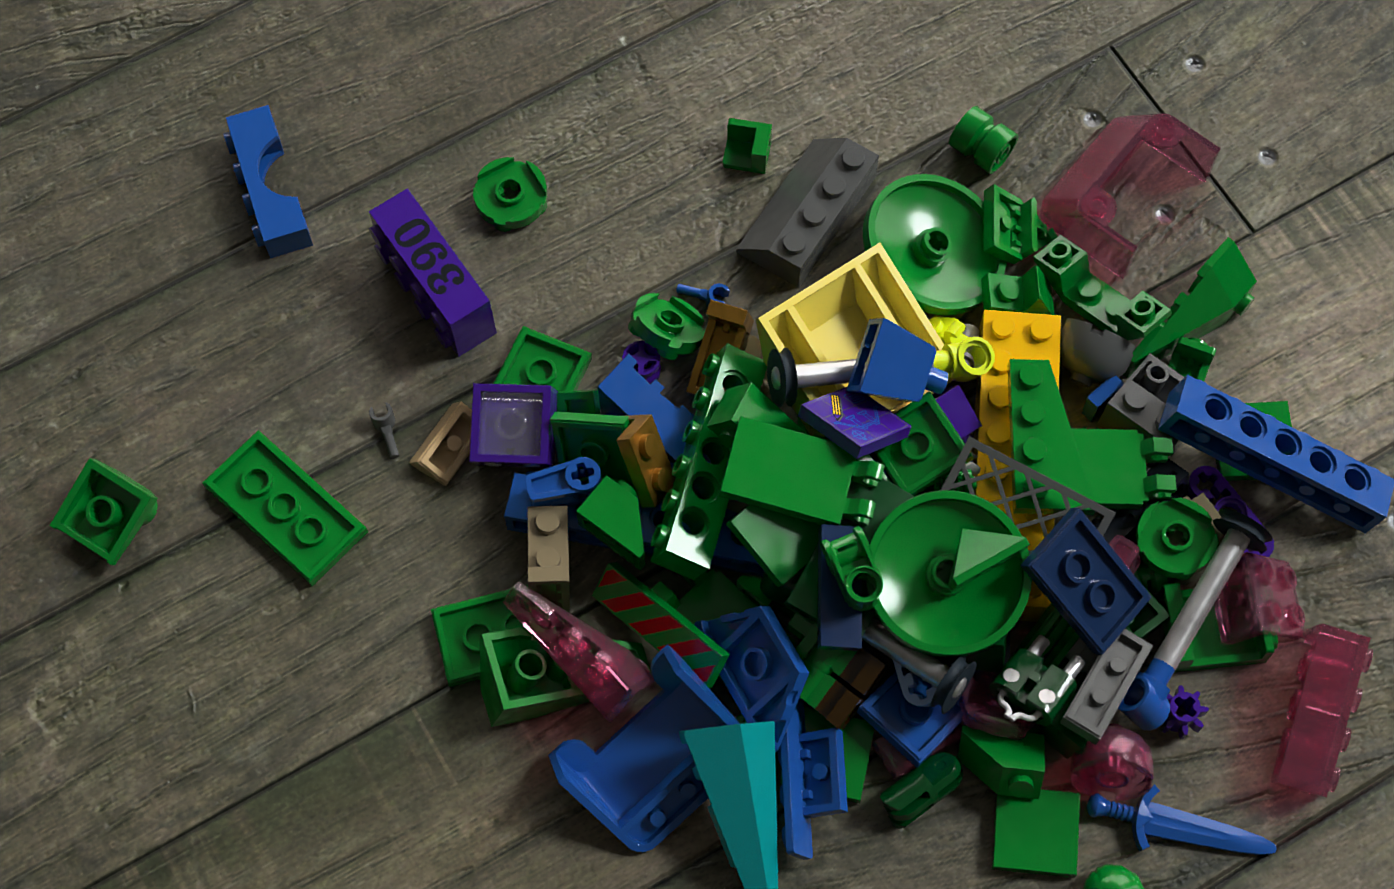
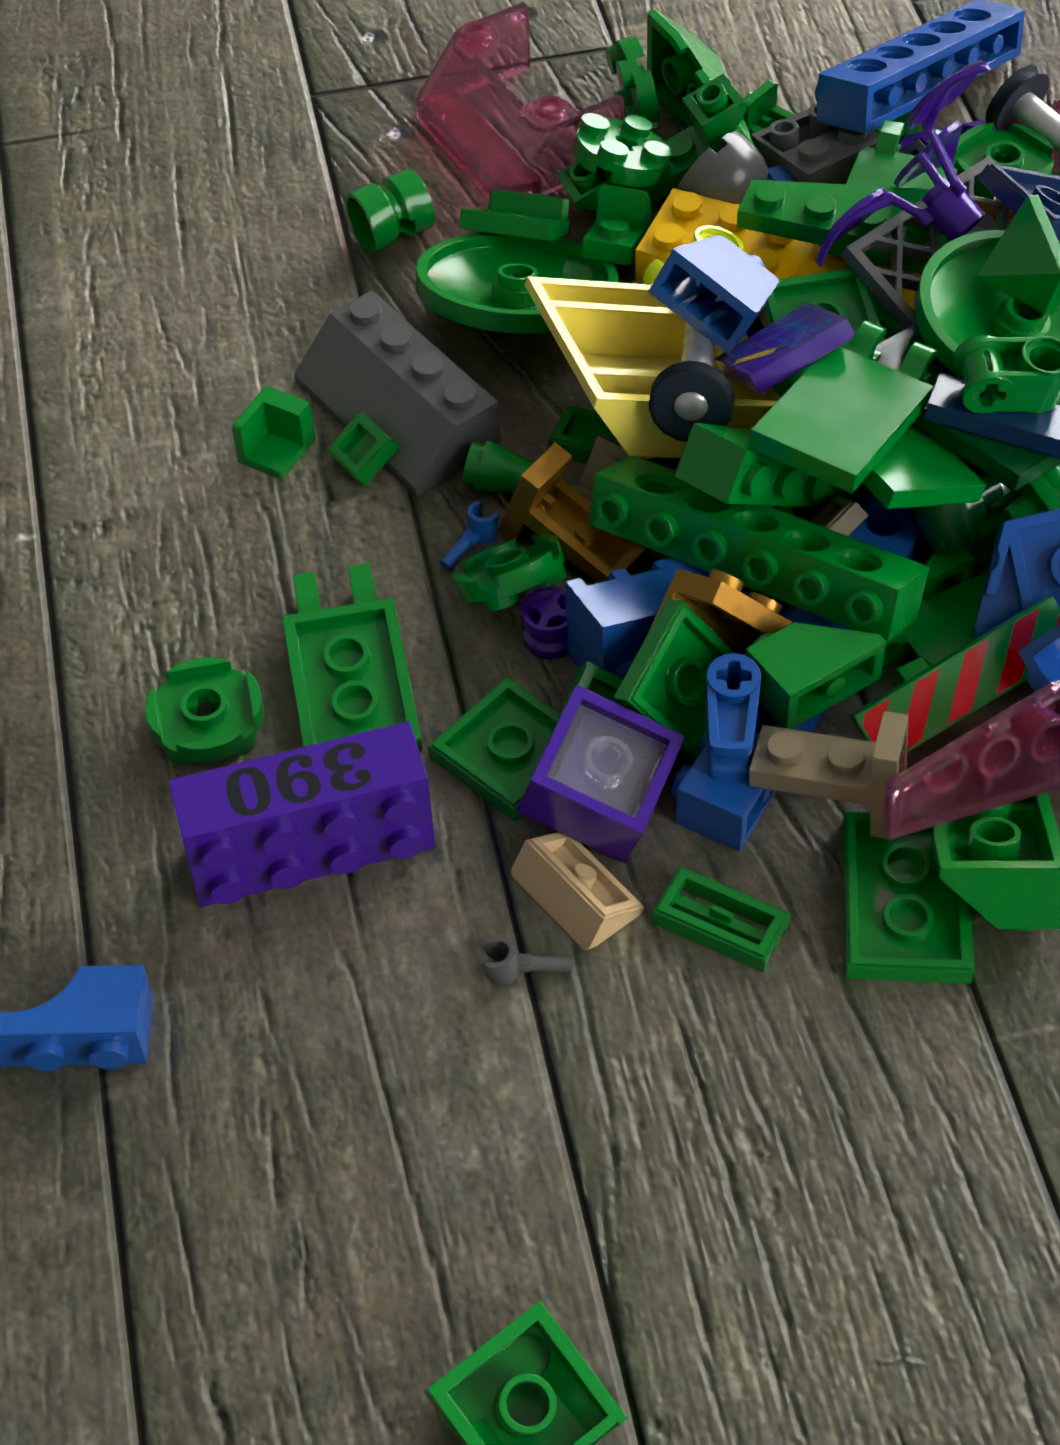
camera: 70 degrees left, 15 degrees down
(285, 508) = (602, 1137): green tile -> none
(443, 561) = (716, 926): none -> green tile
(568, 261) = (347, 662): none -> green tile
(754, 204) = (363, 448): none -> green tile
(763, 288) = (493, 468): none -> green cone
(1035, 492) = (947, 201): none -> dark purple plant
(1103, 257) = (622, 148): none -> green plate
(1175, 255) = (635, 82): none -> green plate

